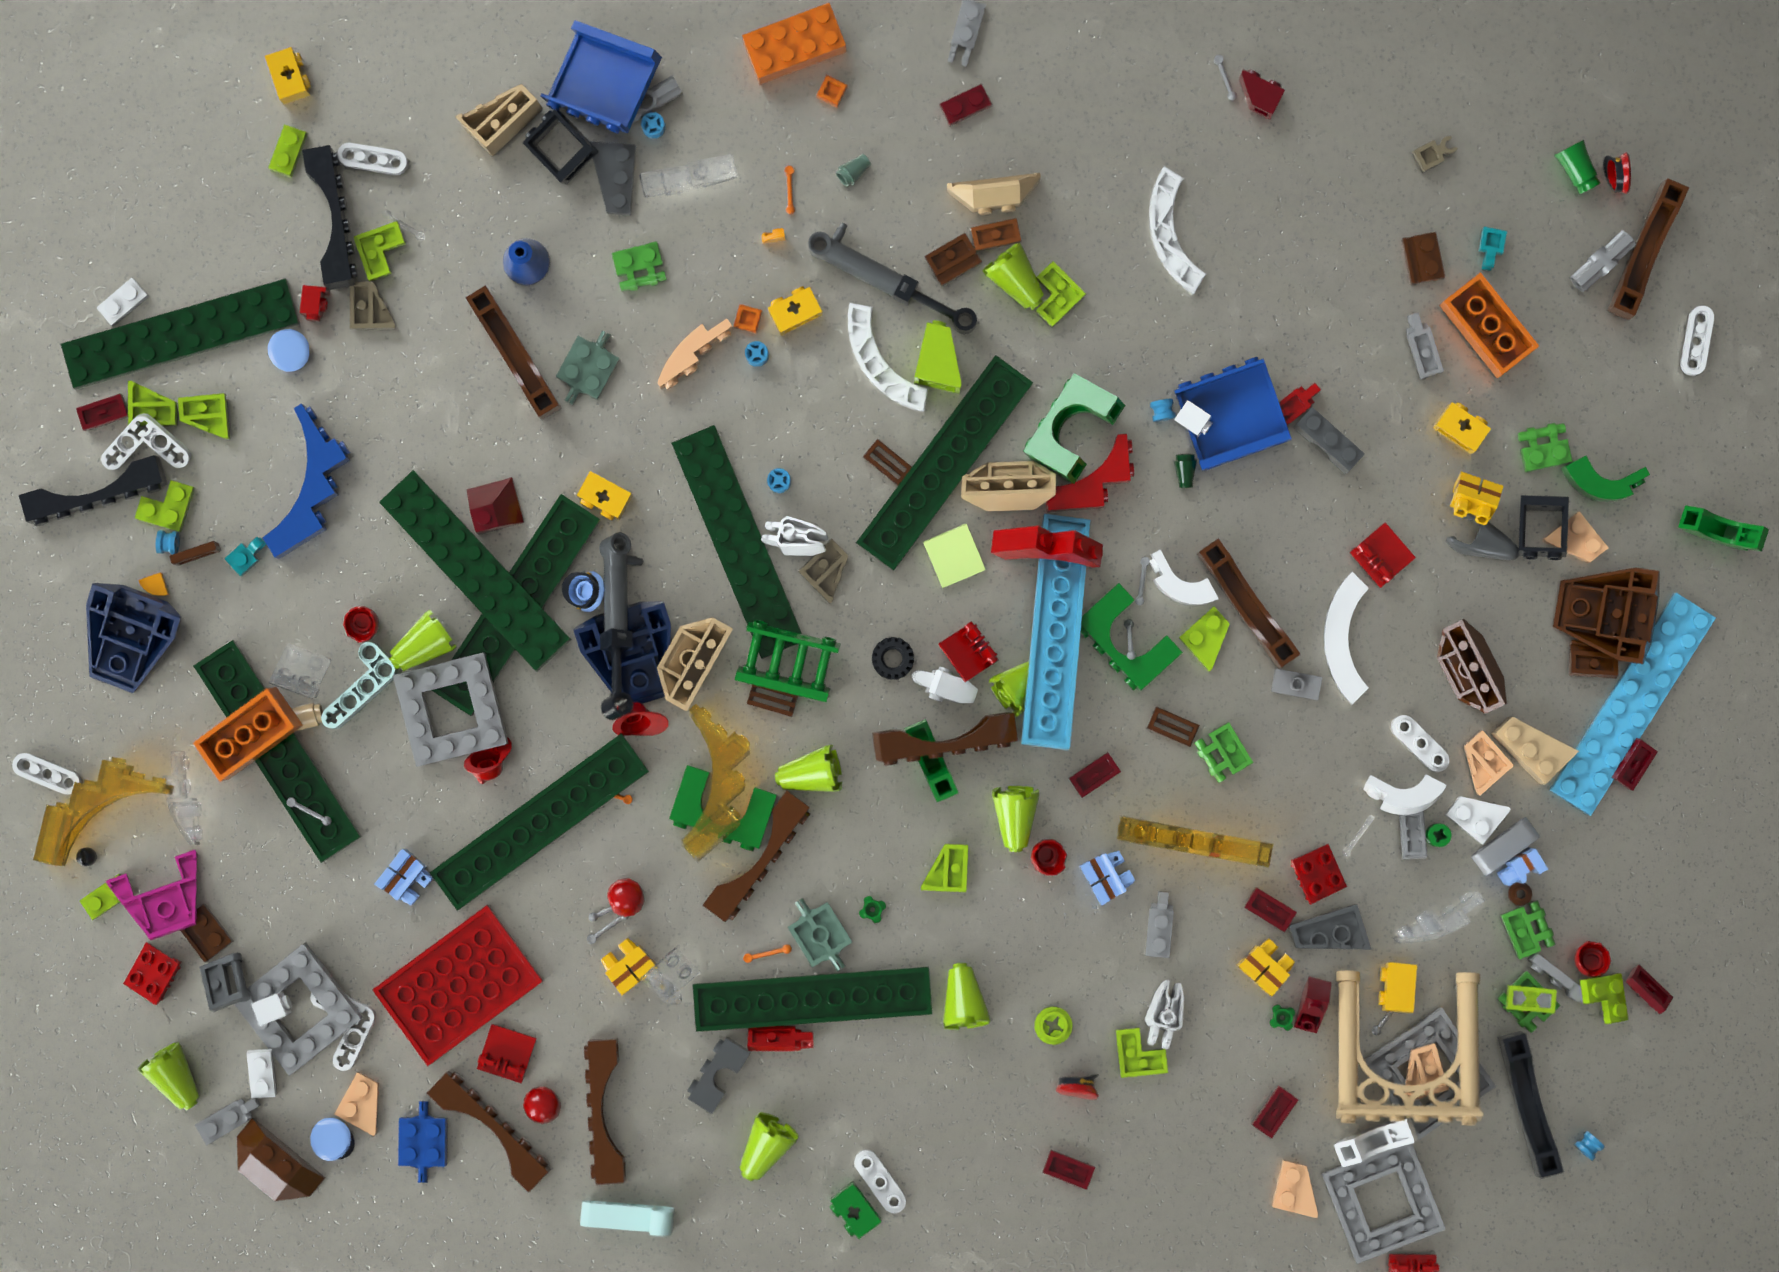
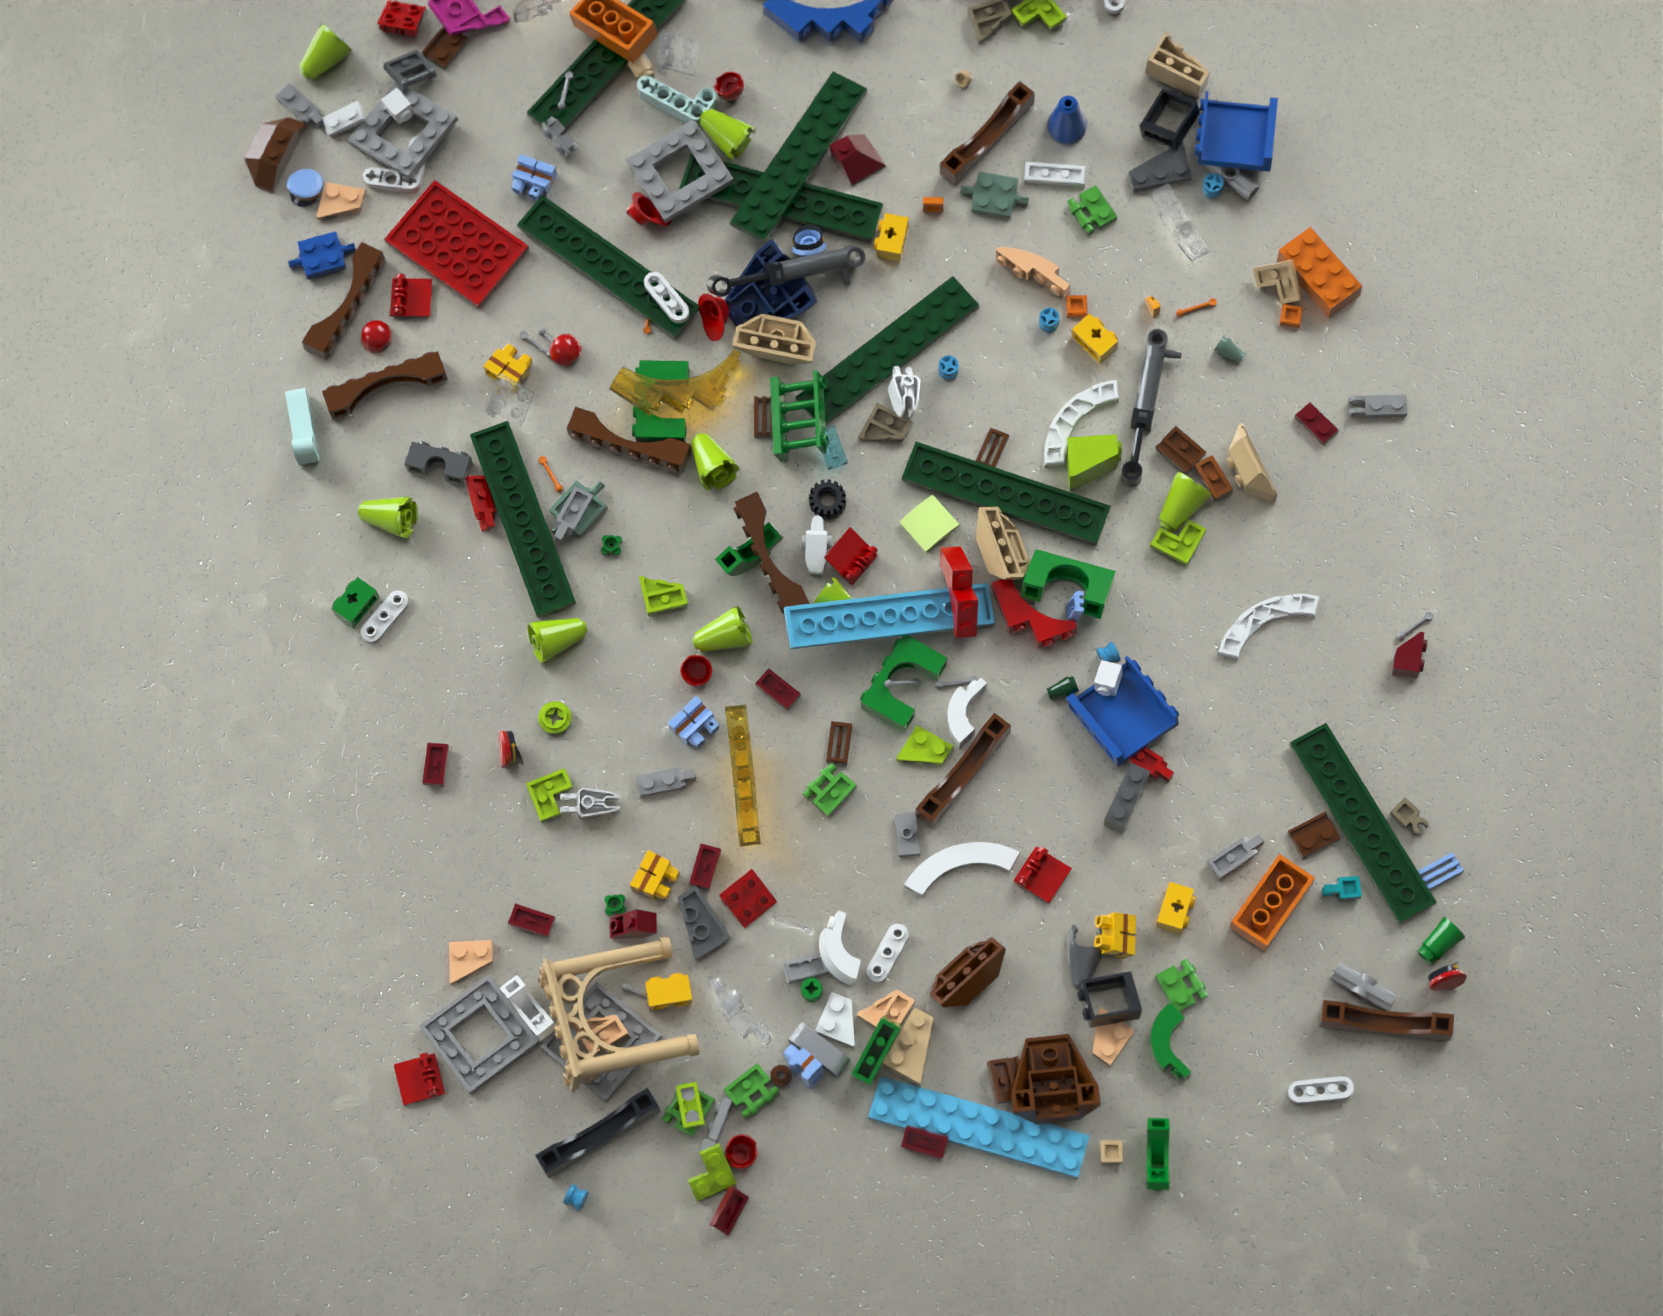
camera: 80 degrees right, 15 degrees down
(373, 830) = (553, 131): none -> light grey hinge
(429, 358) = (961, 76): none -> tan hinge
(579, 439) = (933, 204): none -> orange tile
(583, 293) = (1055, 174): none -> white tile
(592, 771) = (664, 290): none -> white plate
(786, 85) = (1283, 276): none -> tan plate
(828, 943) = (572, 513): none -> light grey hinge
(841, 632) = (835, 454): none -> clear light blue hinge
(1105, 425) = (1073, 607): none -> light blue tile
(1426, 204) = (1362, 823): none -> dark green plate
(1509, 137) = (1455, 863): none -> light blue tile
(1529, 786) = (876, 1050): none -> green brick
(1700, 575) = (1111, 1151): none -> tan plate

